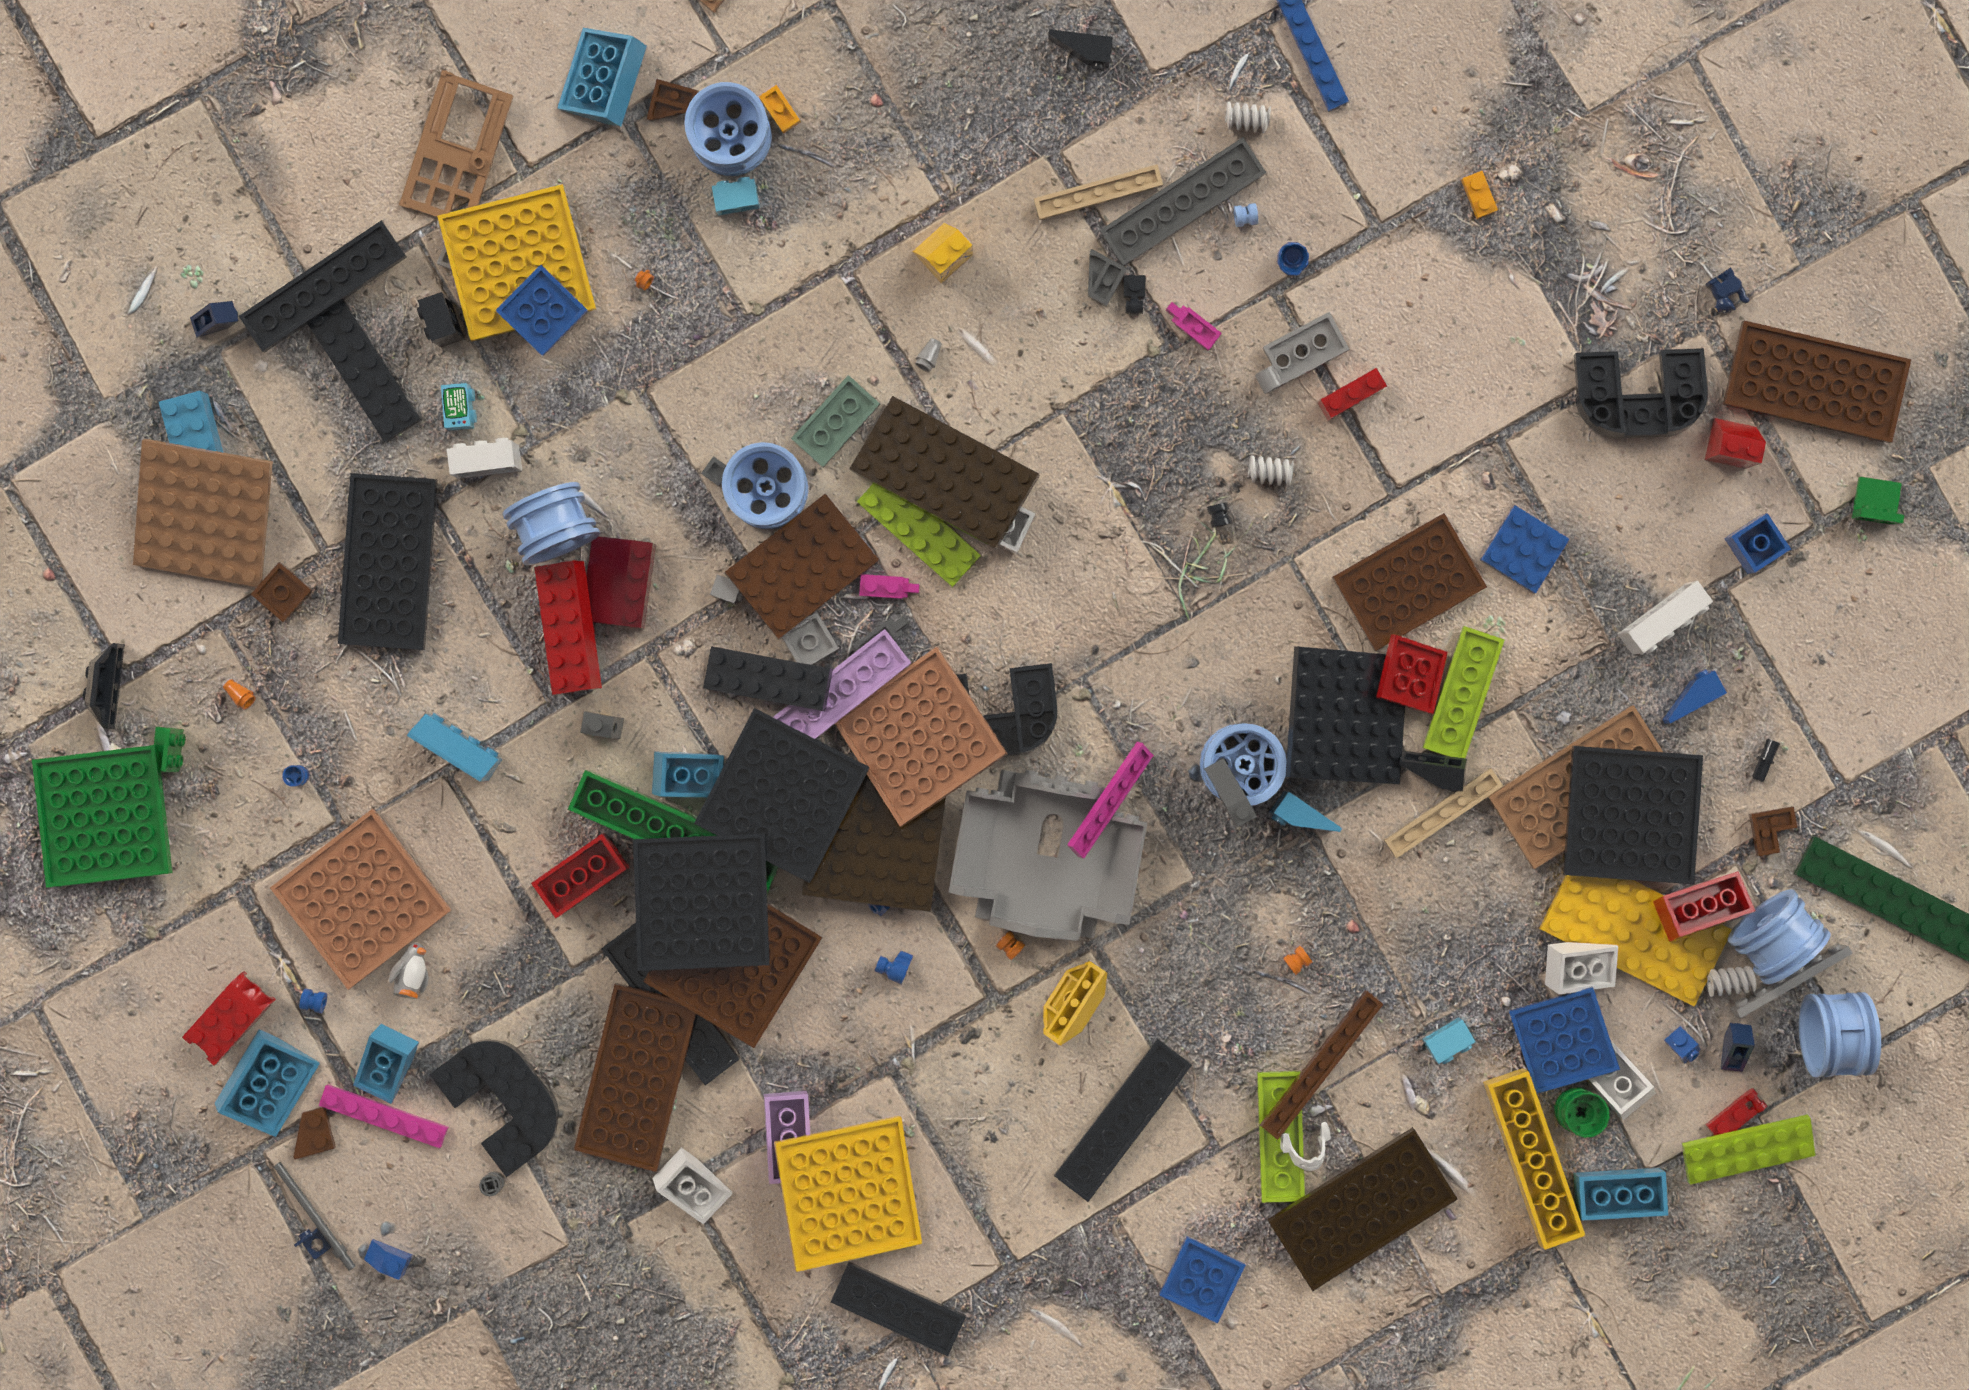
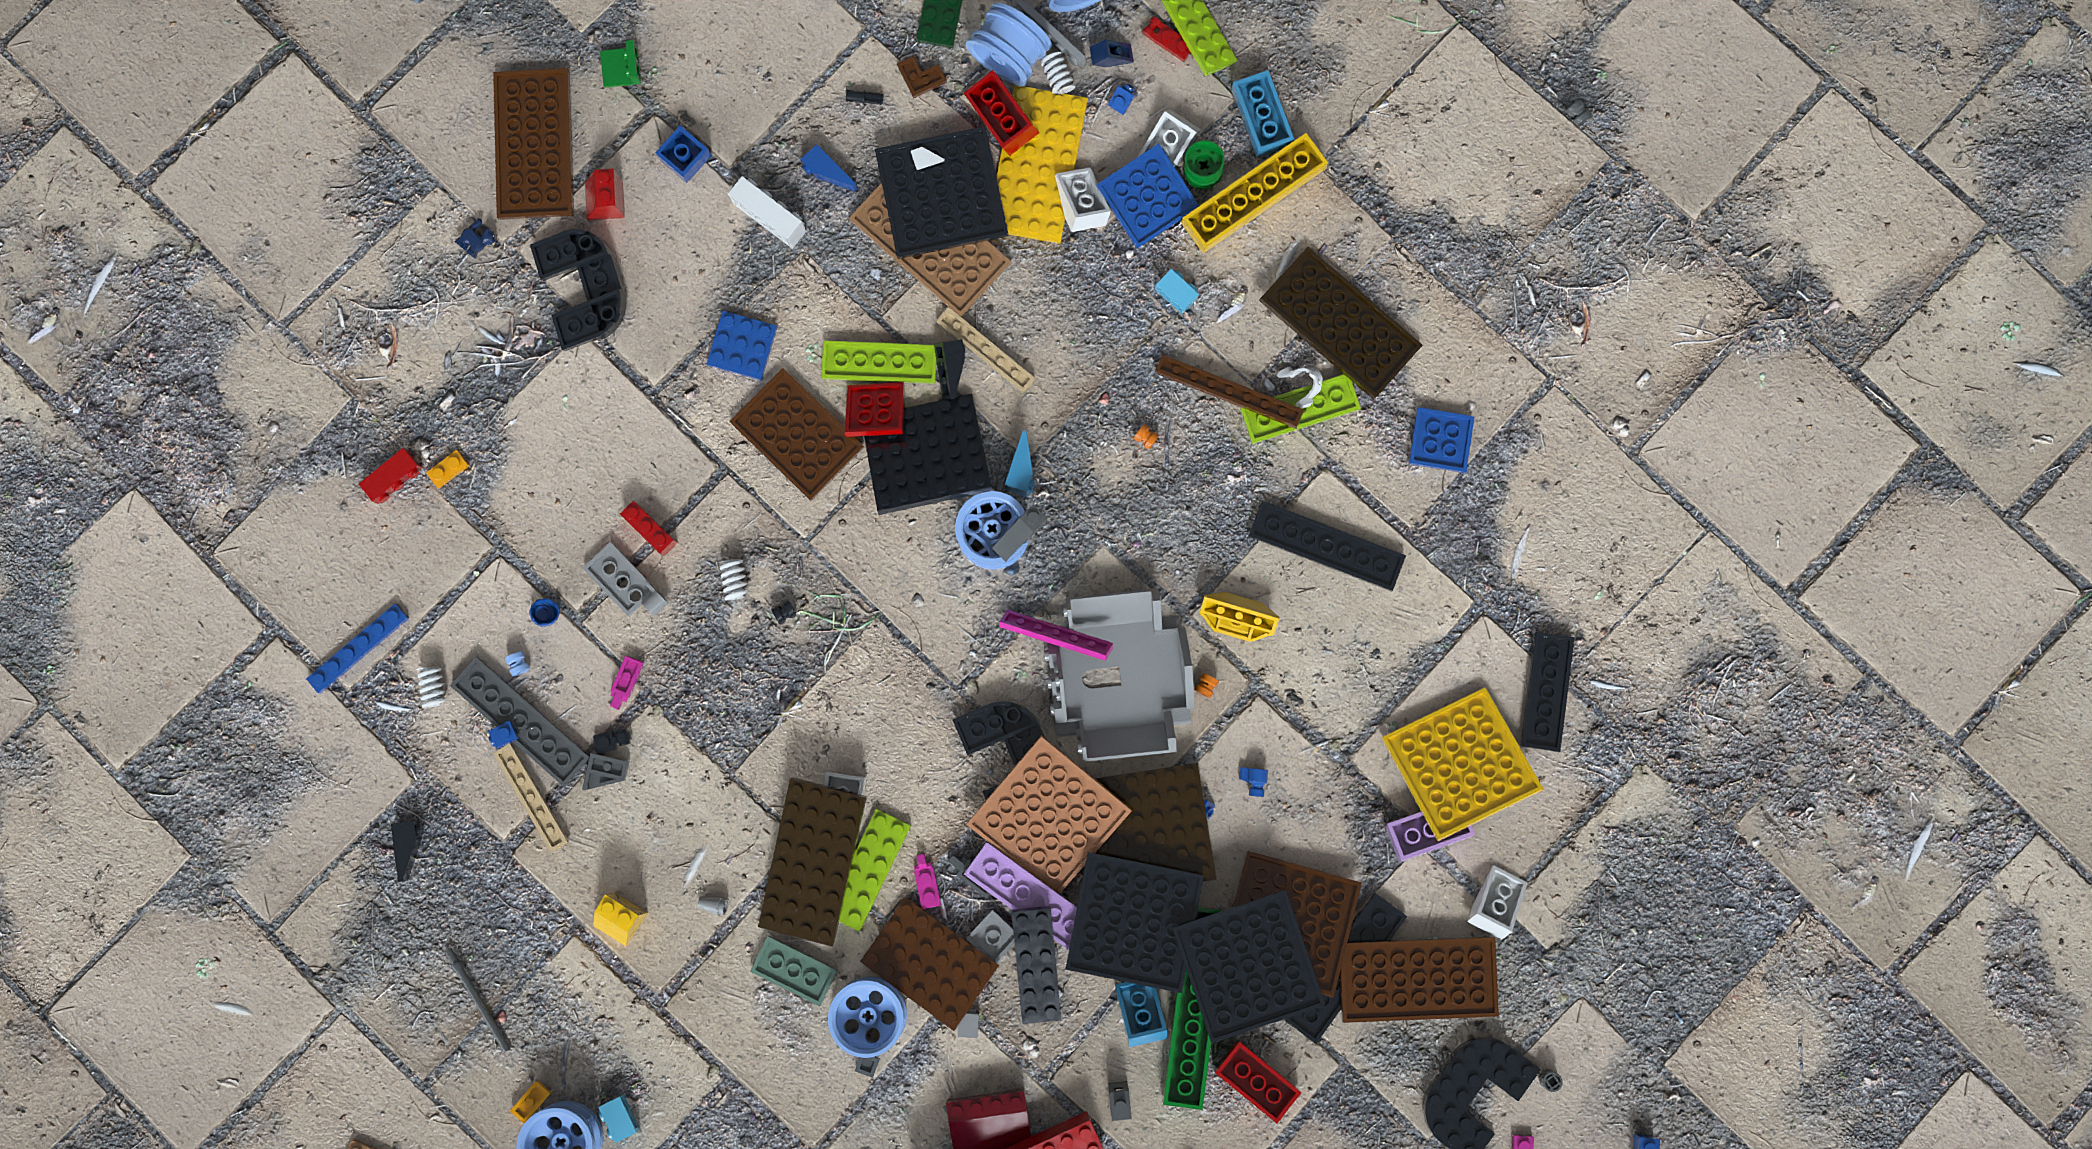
camera: 105 degrees left, 5 degrees down
(941, 69) = (458, 967): none -> dark grey bar
(1173, 180) = (503, 735): none -> blue bracket
(1488, 131) = (390, 476): none -> red brick
(1676, 807) = (924, 158): none -> white sticker

